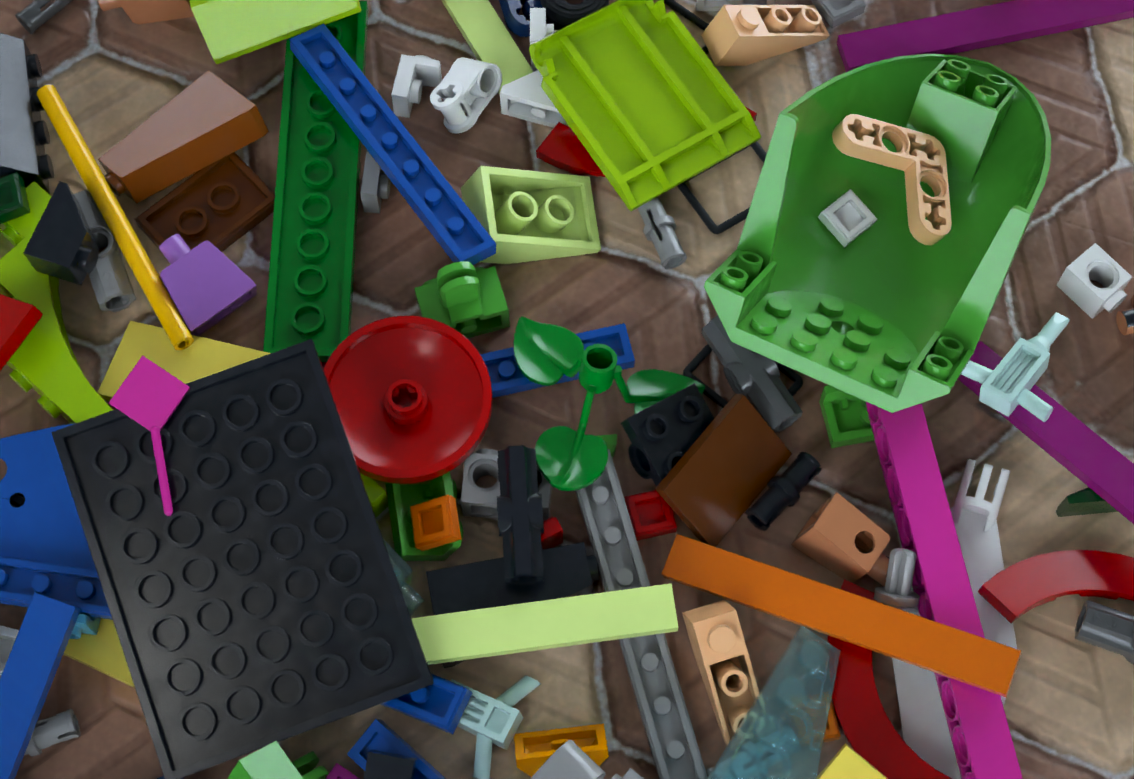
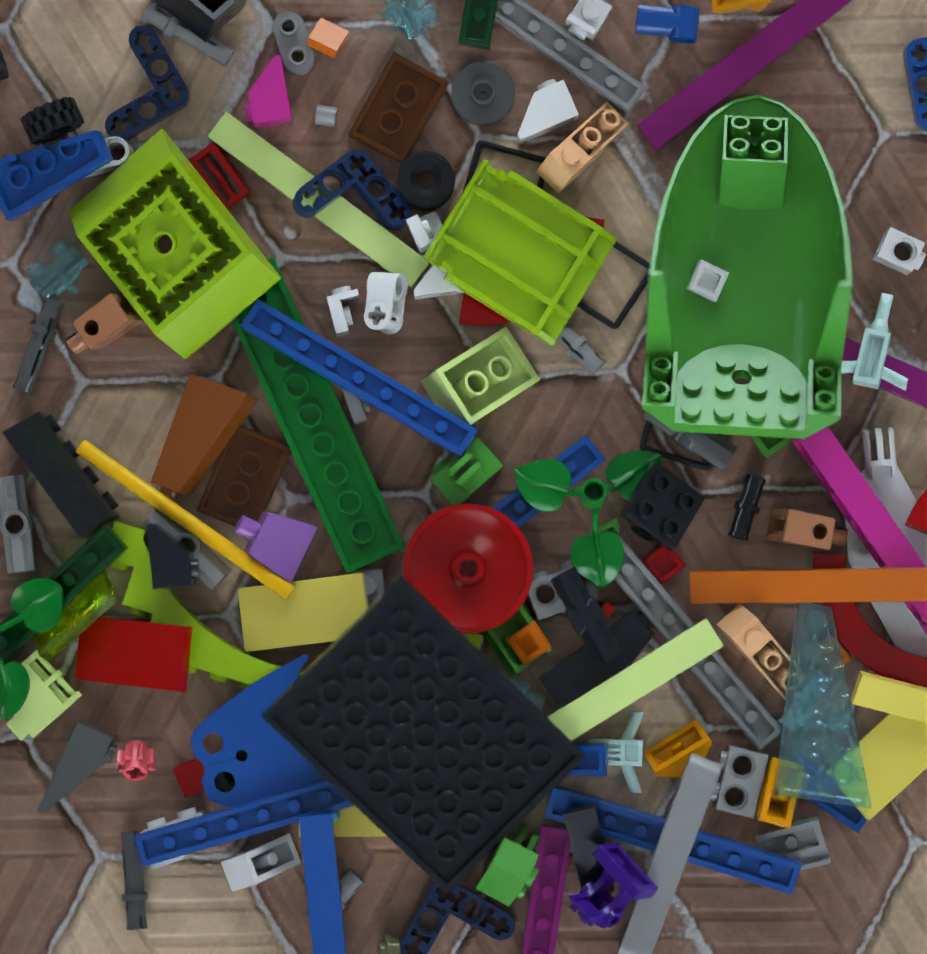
camera: 25 degrees left, 20 degrees up
(150, 398) = (316, 666): dark pink piece -> none
(724, 471) = (703, 515): reddish brown tile -> none
(899, 580) = (852, 551): light grey piece -> none
(917, 155) = (743, 225): light nougat beam -> none

